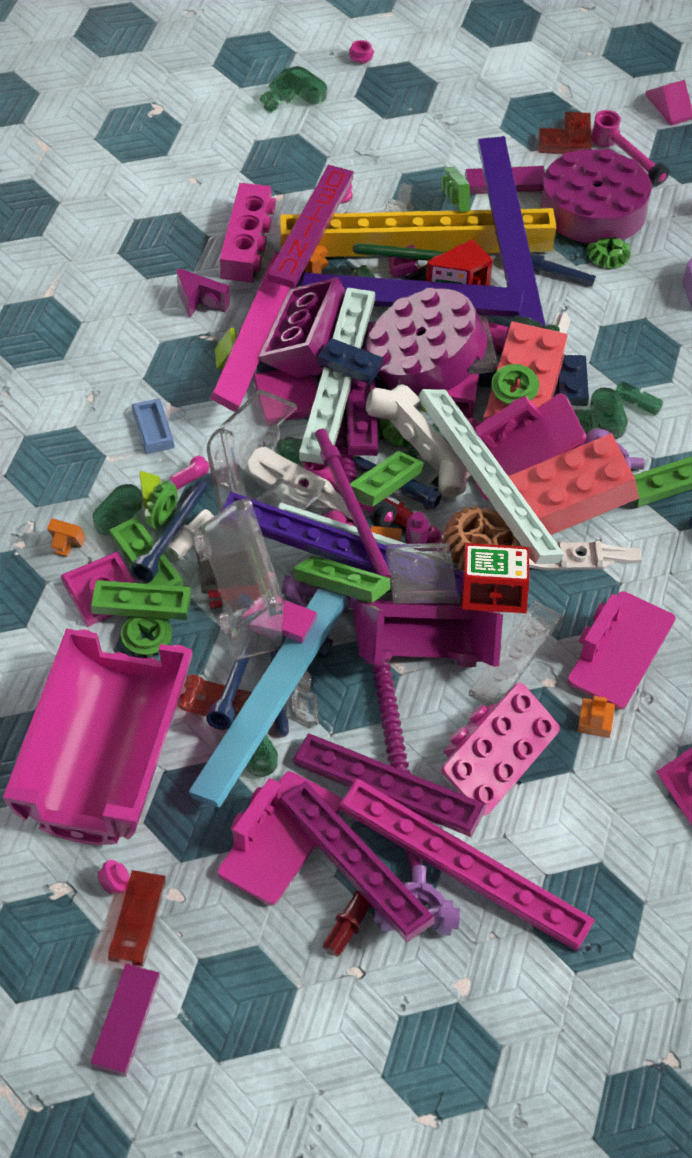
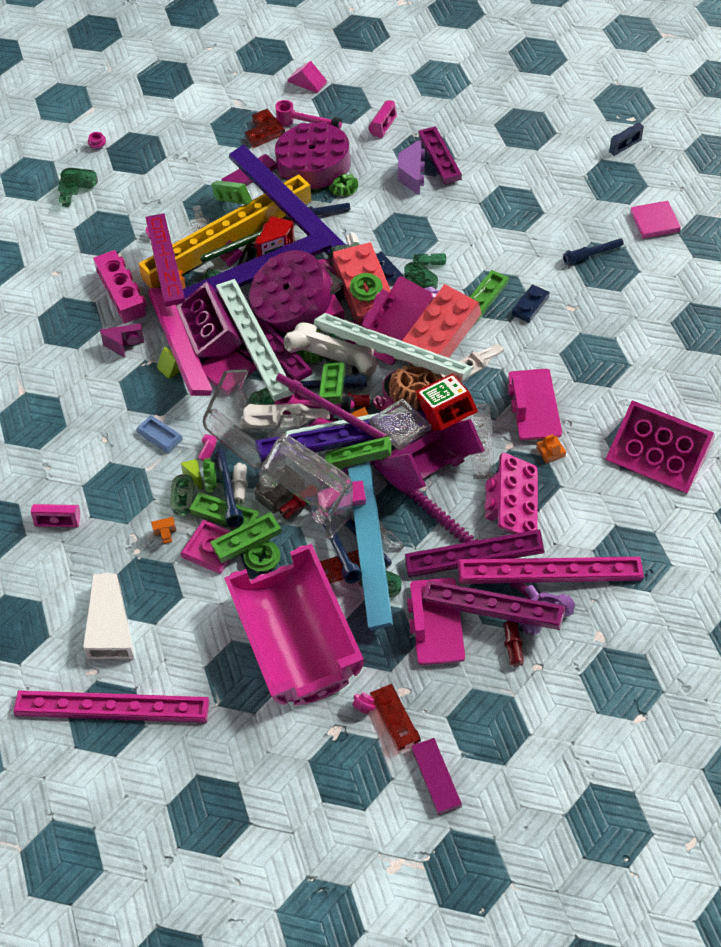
camera: 30 degrees left, 0 degrees up
(350, 361) = (257, 326): dark blue plate -> none
(417, 529) = (375, 402): magenta cylinder -> none

